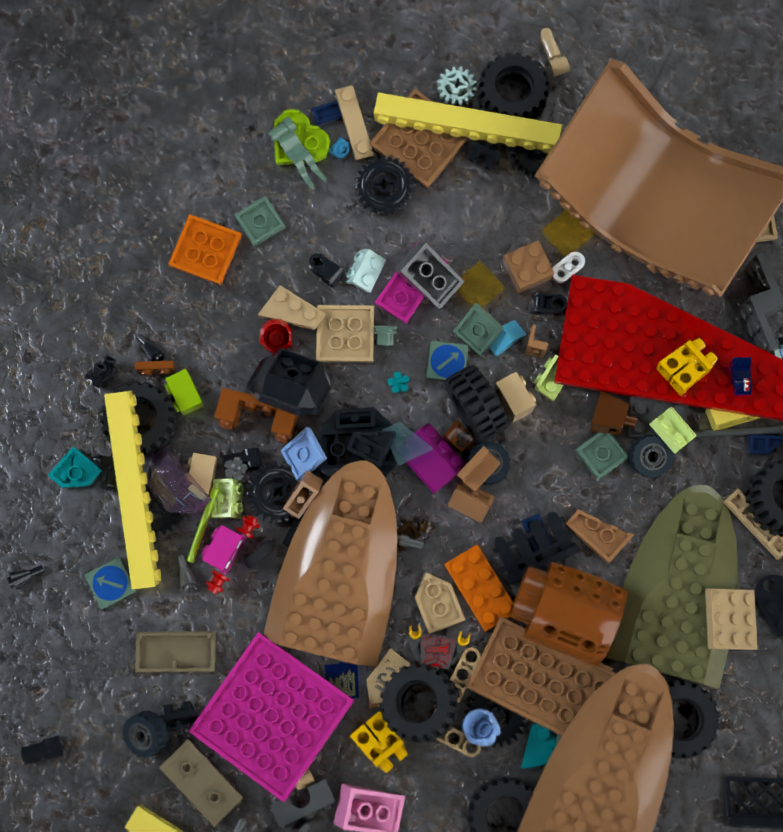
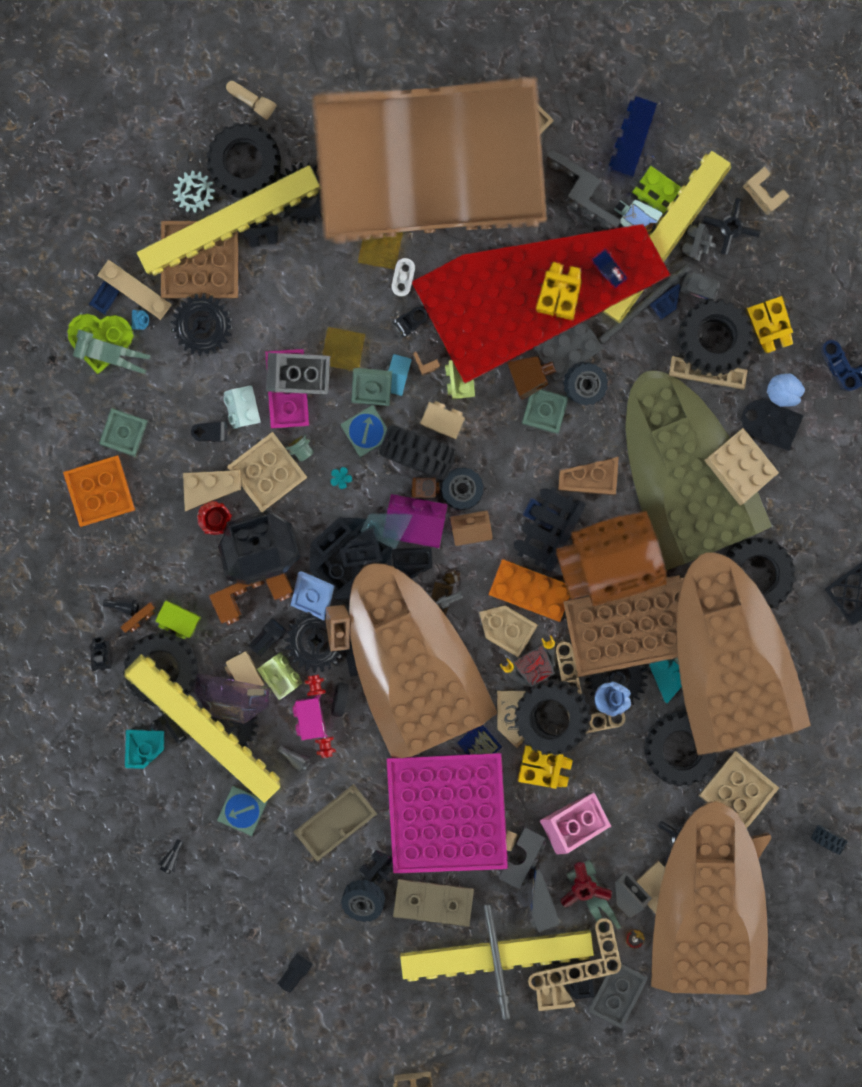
camera: 35 degrees left, 10 degrees up
(202, 525) = (278, 712): lime bar -> none
(235, 469) = (268, 649): dark grey plant -> none
(405, 490) = (412, 560): none -> black wing
(479, 469) = (459, 501): medium nougat panel -> none
(528, 267) = (371, 302): medium nougat brick -> none
(673, 430) = (587, 351): yellowish green bracket -> none

